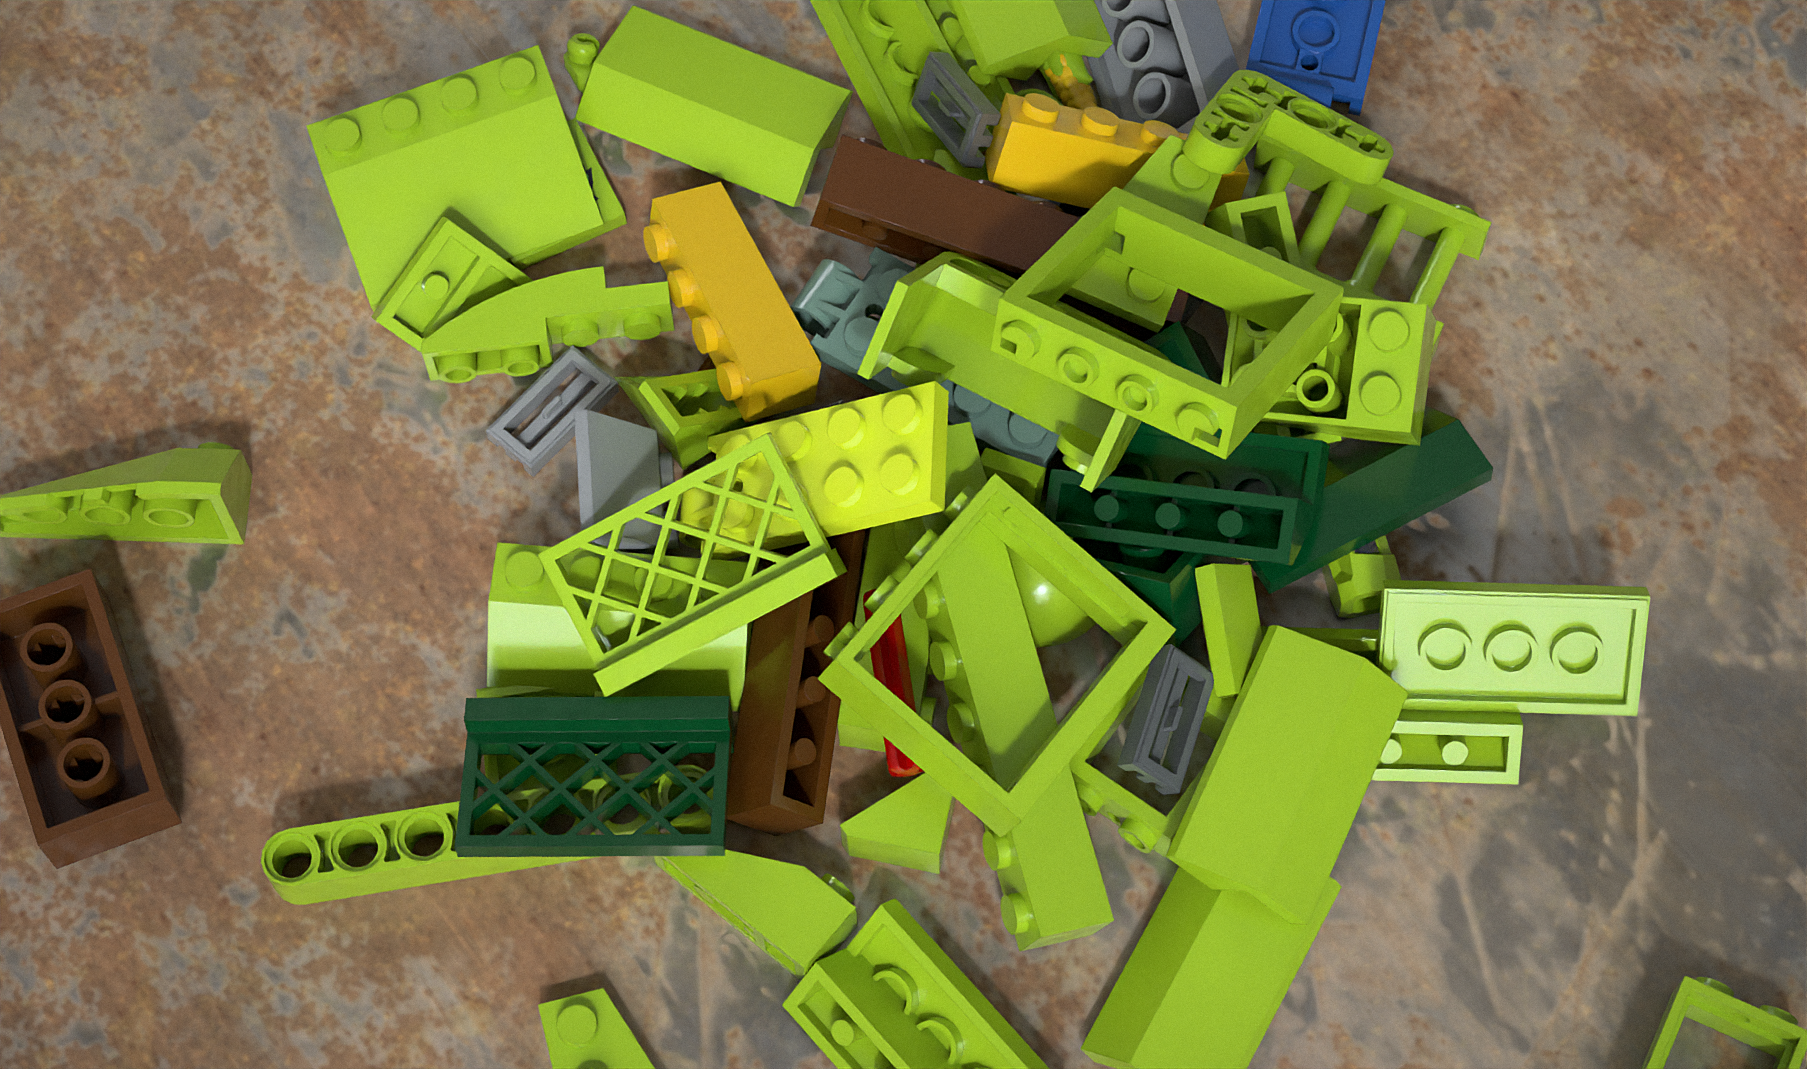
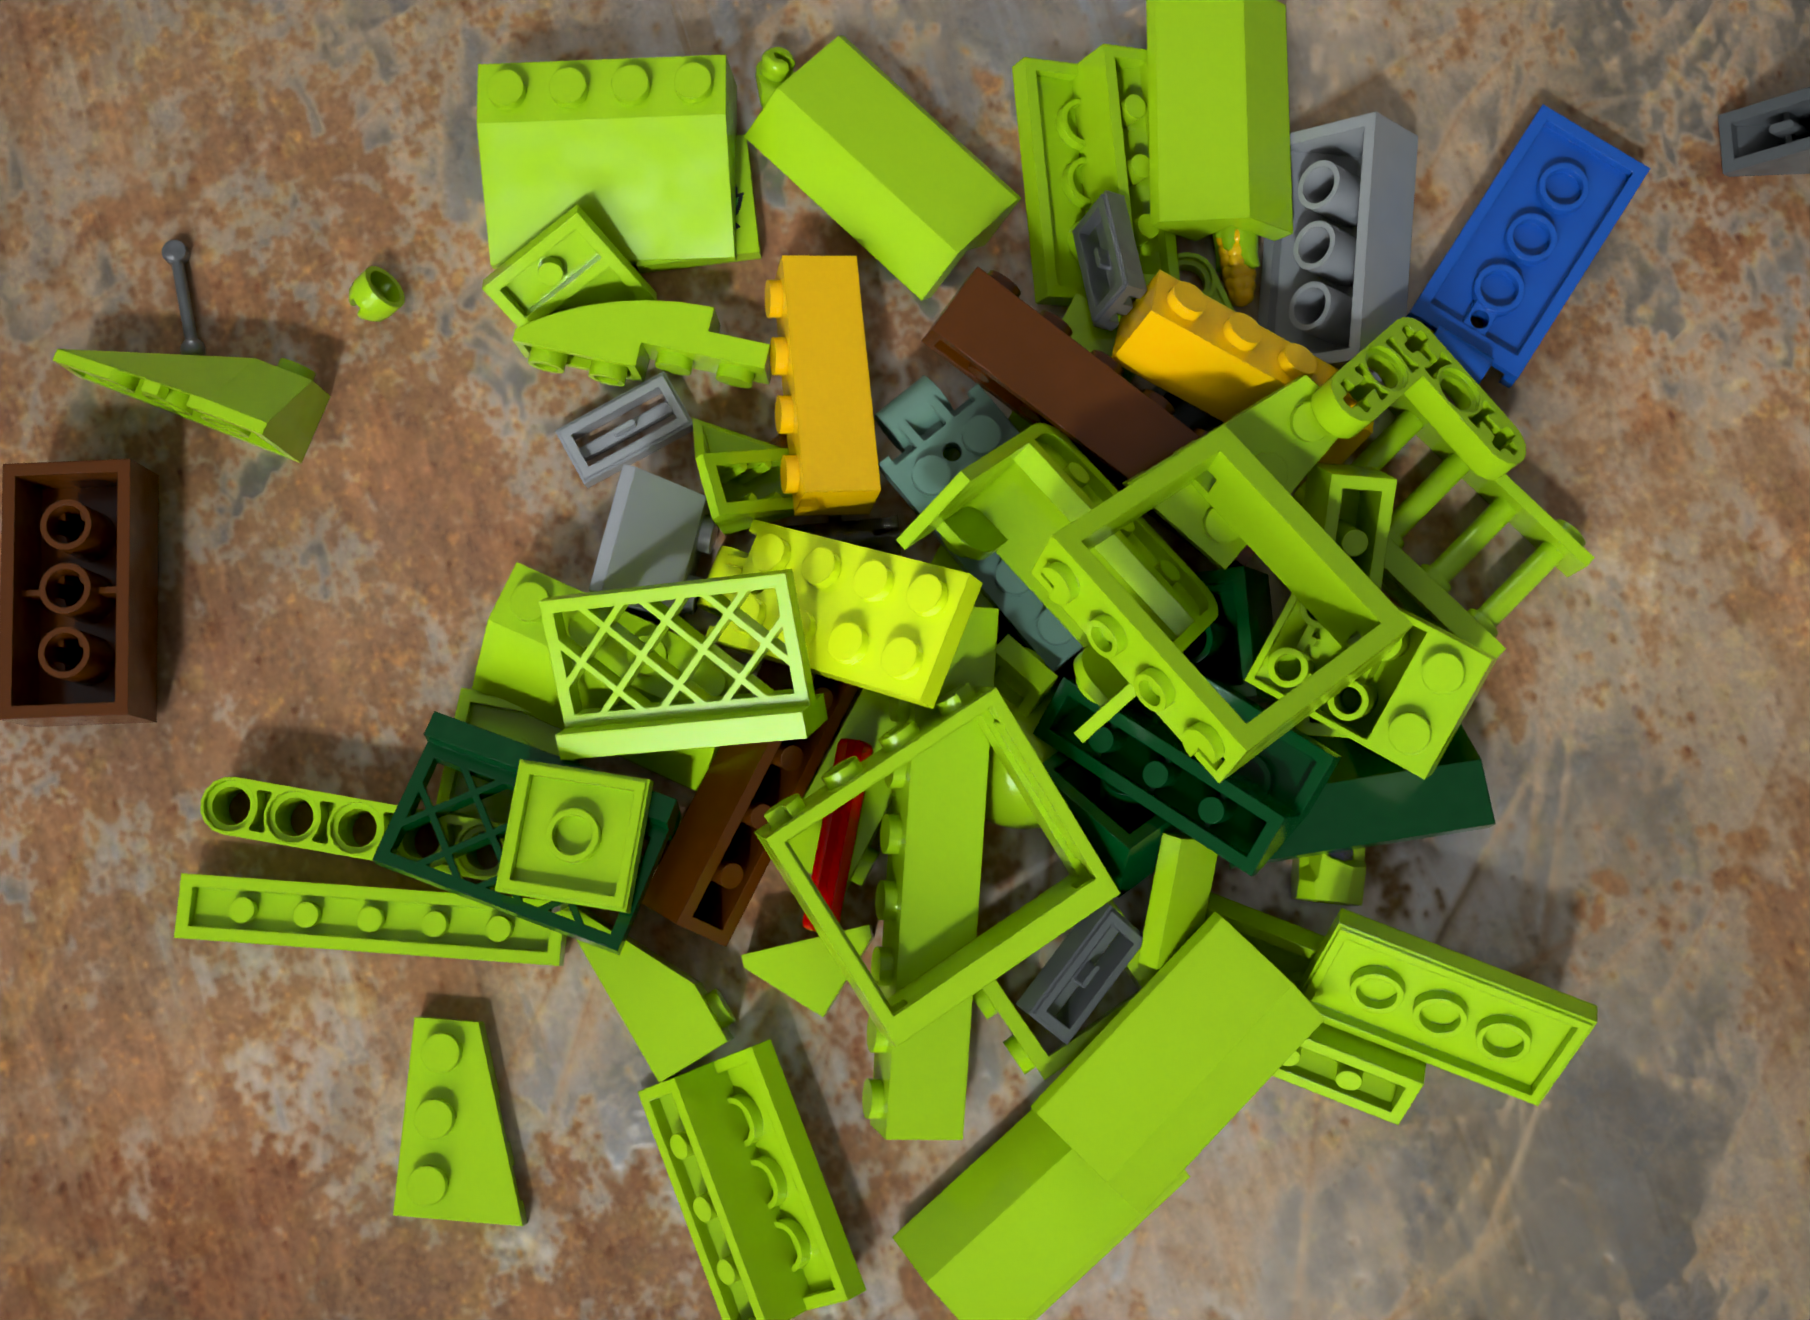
camera: 25 degrees right, 15 degrees up
(57, 396) = (177, 256): none -> flat silver hinge
(270, 365) = (376, 294): none -> lime hinge
(460, 929) = (359, 920): none -> lime plate
(644, 756) = (574, 836): none -> lime tile

